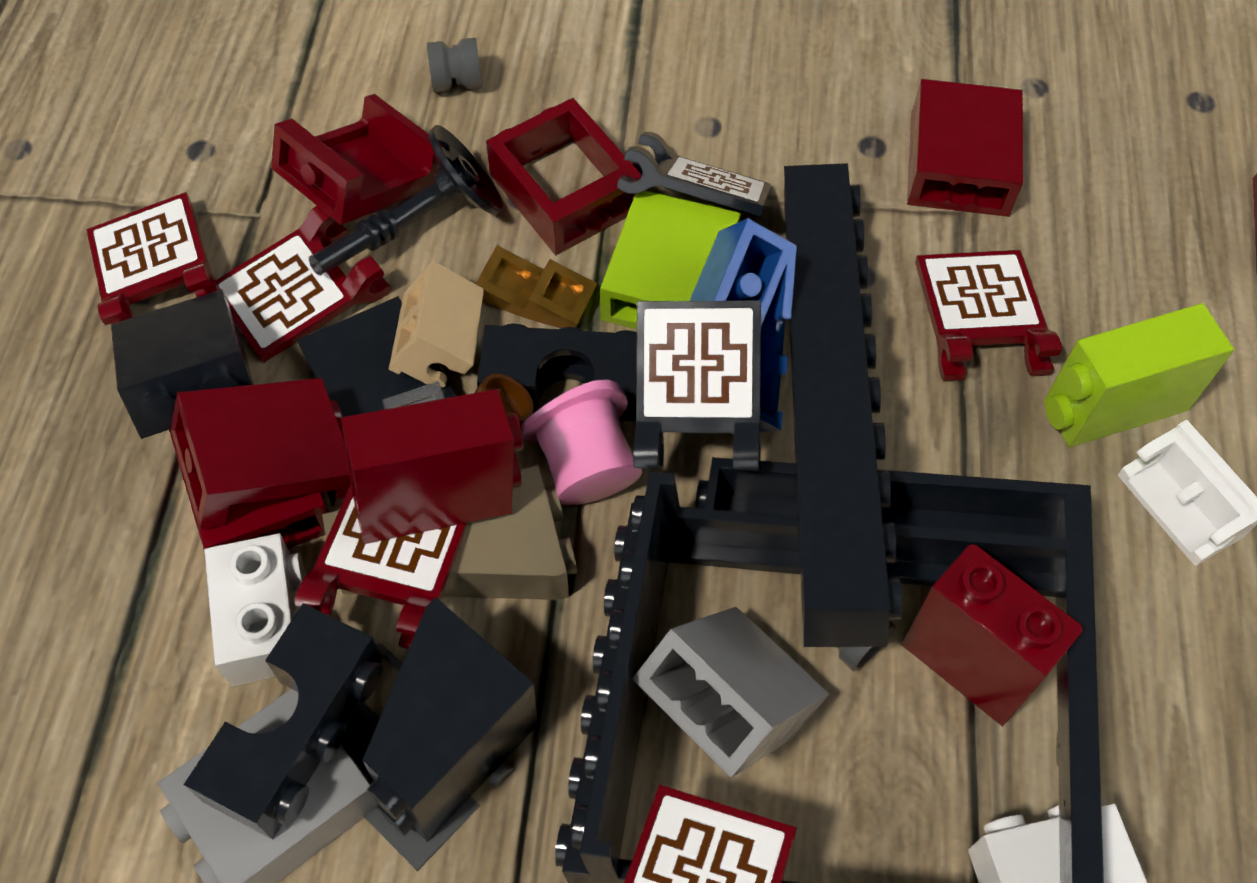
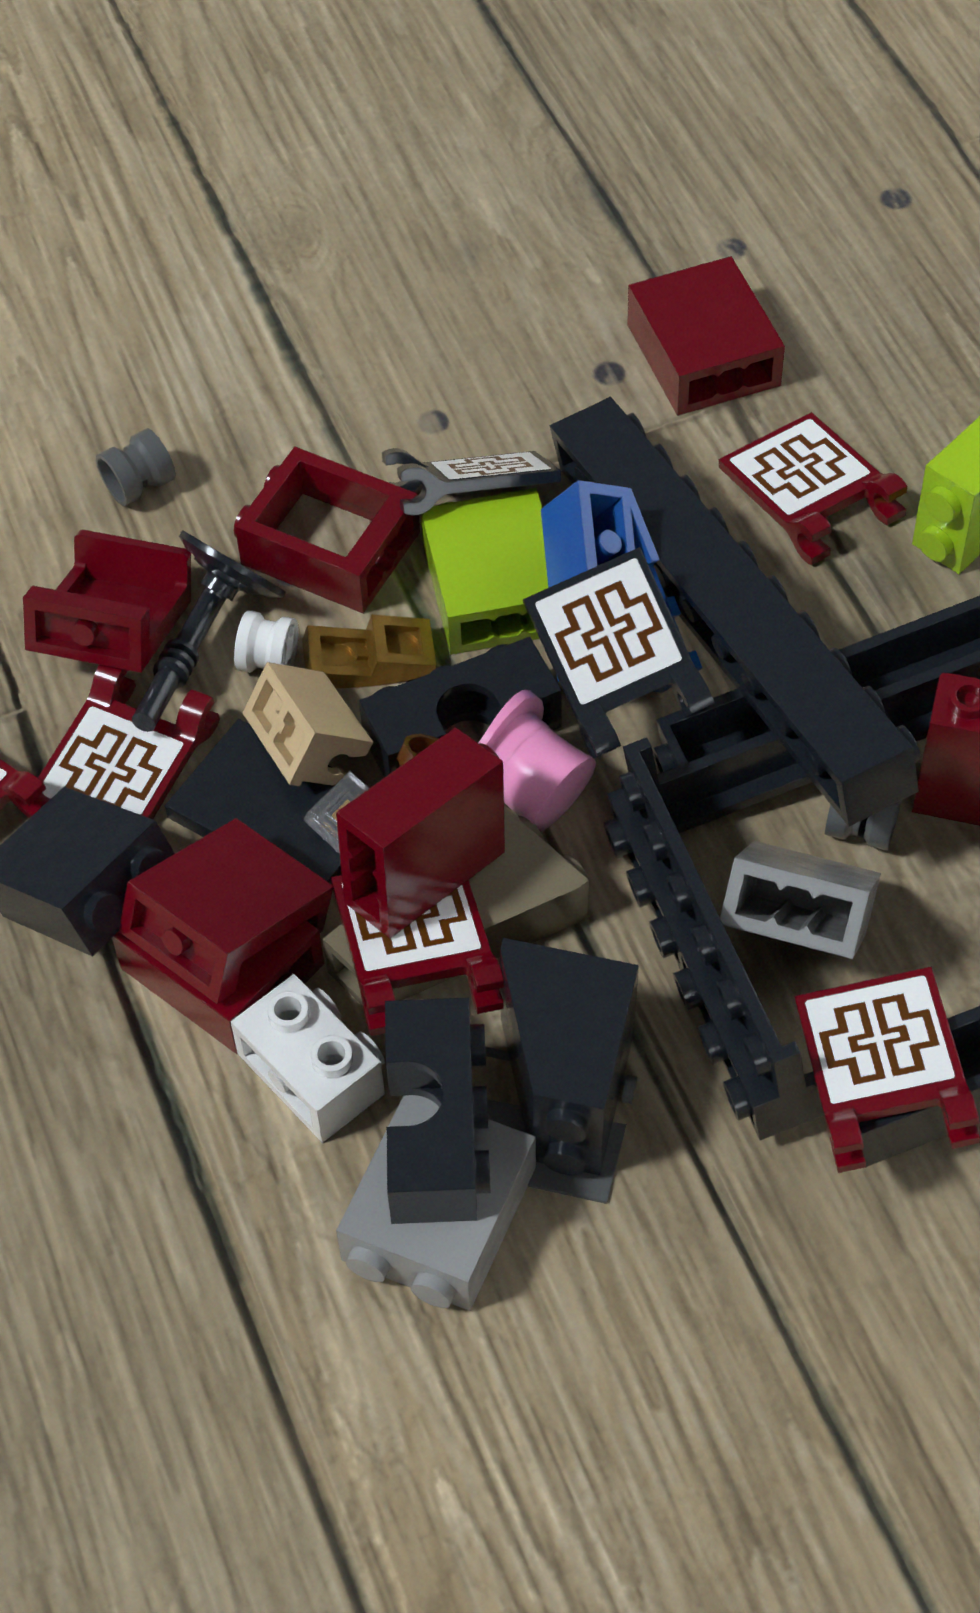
camera: 25 degrees left, 5 degrees down
(456, 245) = (265, 641): none -> white wheel

